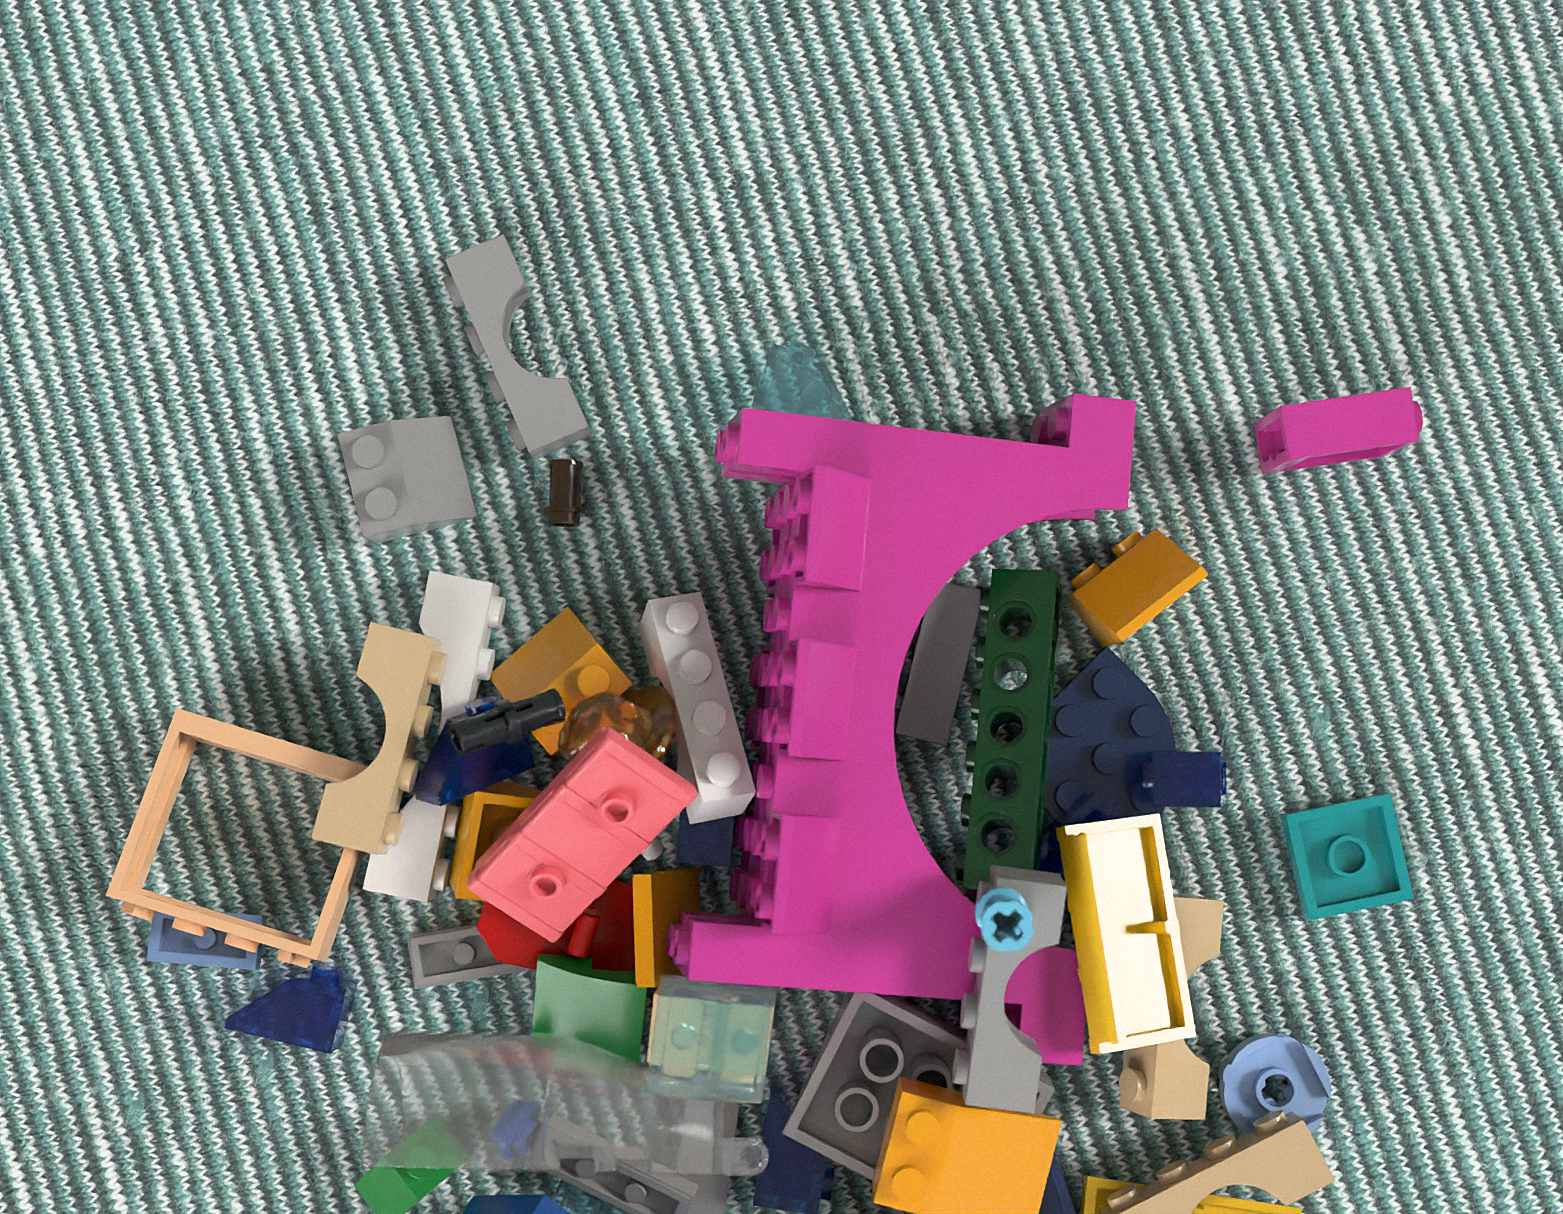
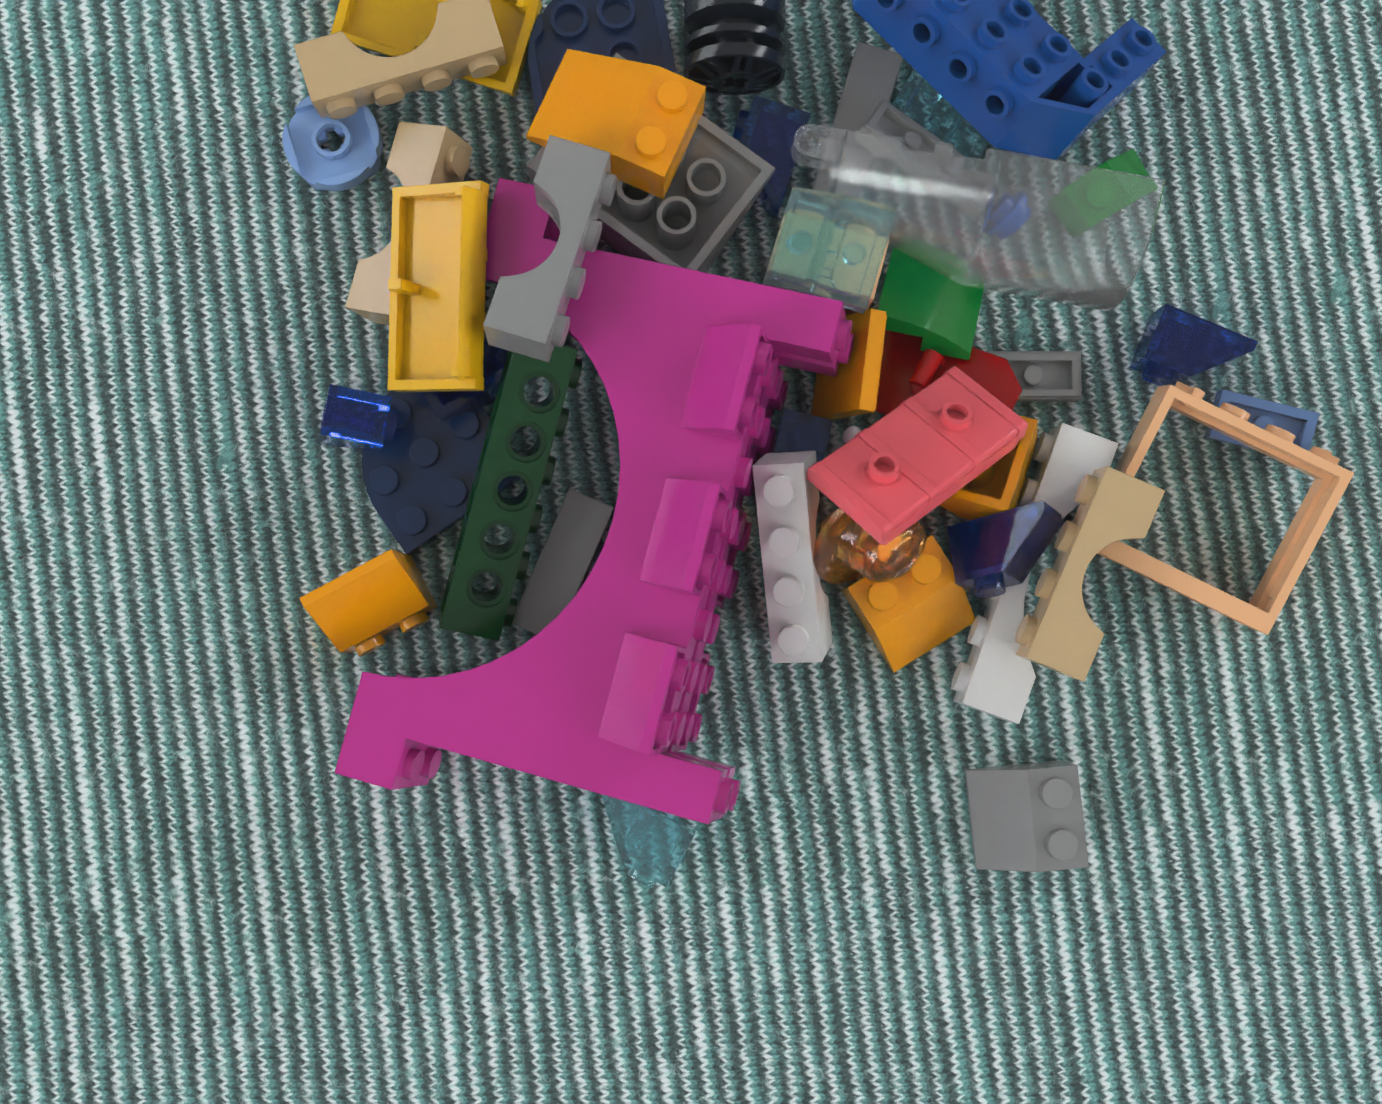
camera: 170 degrees left, 0 degrees up
(492, 290) = (922, 983): light grey arch -> none
(507, 722) = (970, 567): black pin -> none
(565, 493) = (881, 777): dark brown pin -> none
(1002, 936) = (550, 287): medium azure bush -> none
(1337, 430) = (152, 717): dark pink window -> none
(1346, 856) = (227, 331): teal plate -> none

